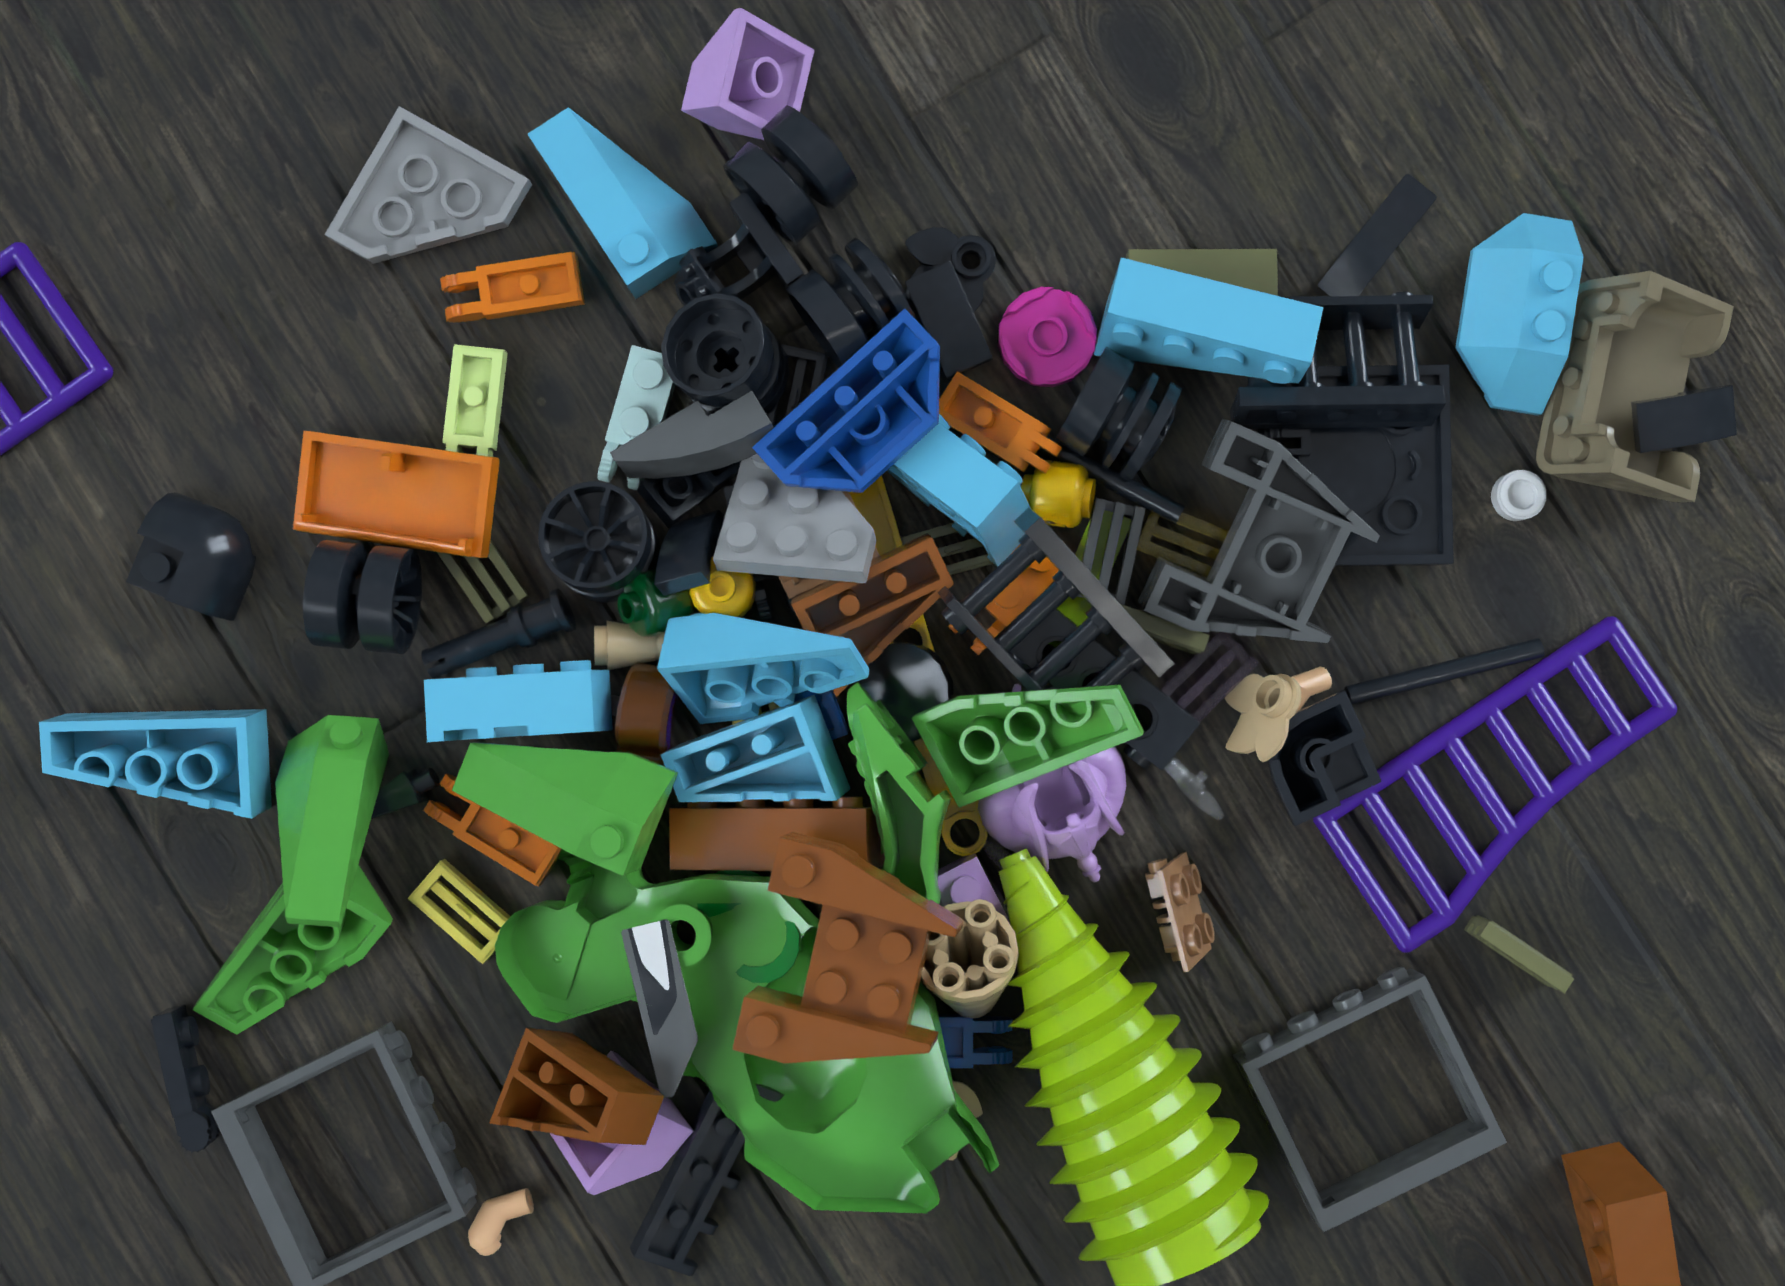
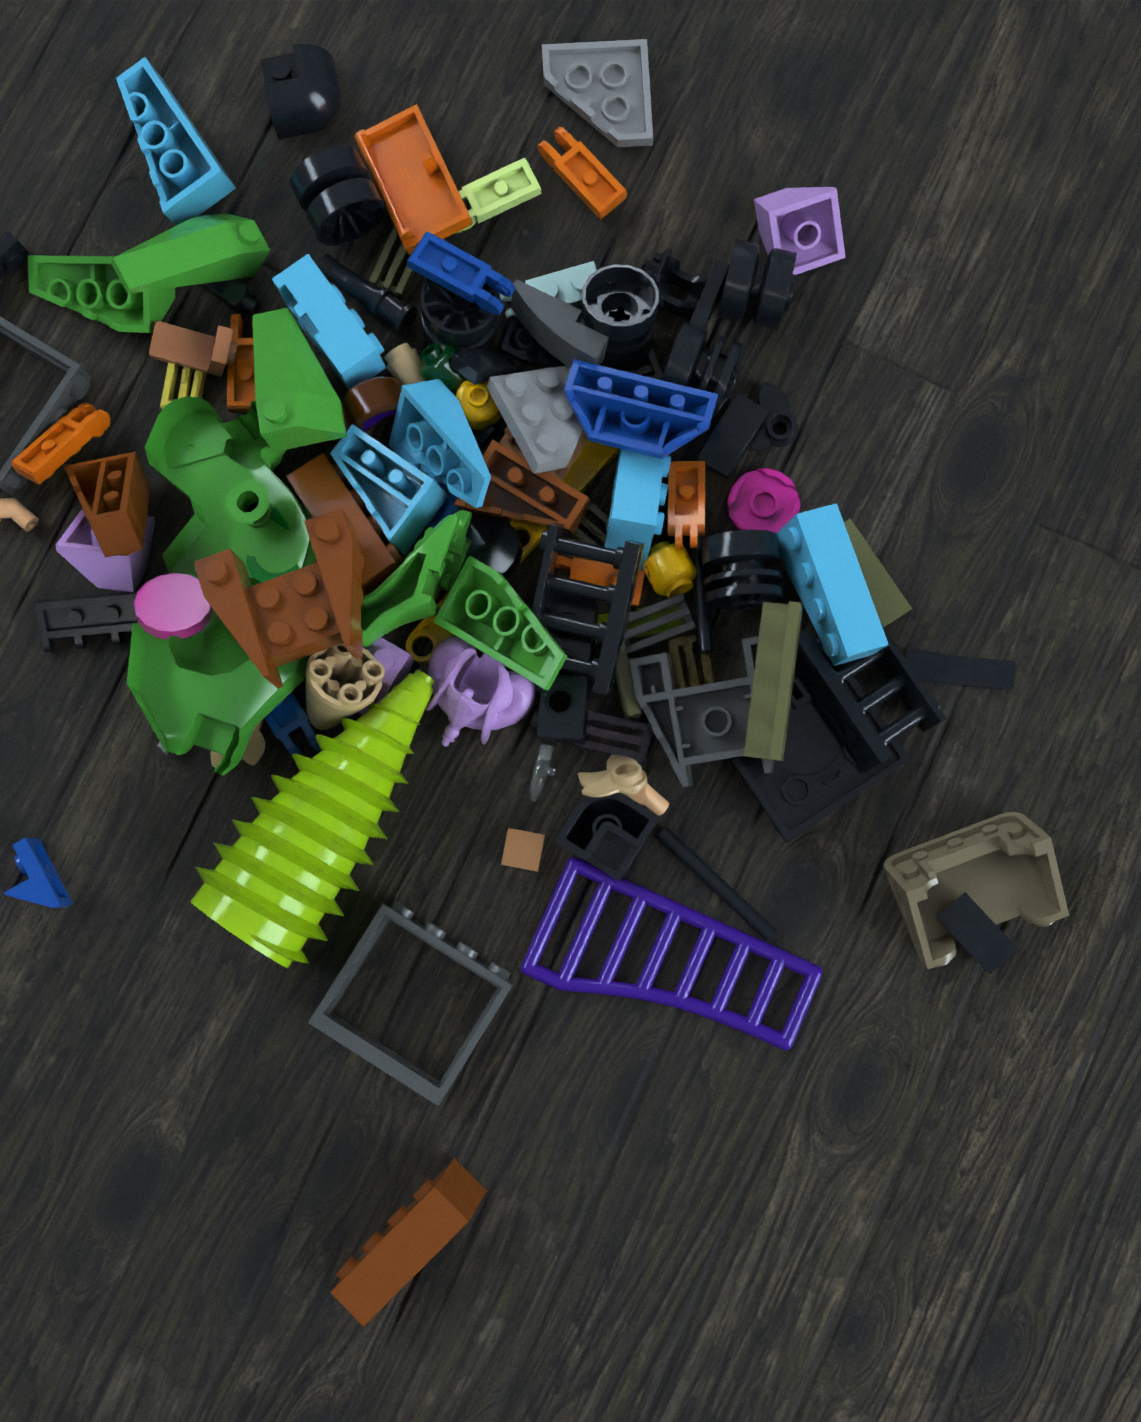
camera: 60 degrees right, 5 degrees down
(442, 883) = (193, 348): none -> nougat bracket
(457, 1109) = (60, 442): none -> orange hinge
(564, 517) = (459, 272): none -> blue hinge
(627, 207) = (674, 202): medium azure wedge -> none
(668, 1013) = (208, 510): sticker -> none
(751, 1101) = (172, 606): none -> dark pink tile
(1190, 929) = (458, 807): medium nougat hinge -> none
(1271, 865) = (523, 849): none -> medium nougat tile
(1287, 465) = (773, 680): none -> olive fence
(1518, 495) = (859, 860): white tile -> none
(1519, 953) = (566, 1042): olive tile -> none
(1520, 311) = (974, 783): medium azure wedge -> none

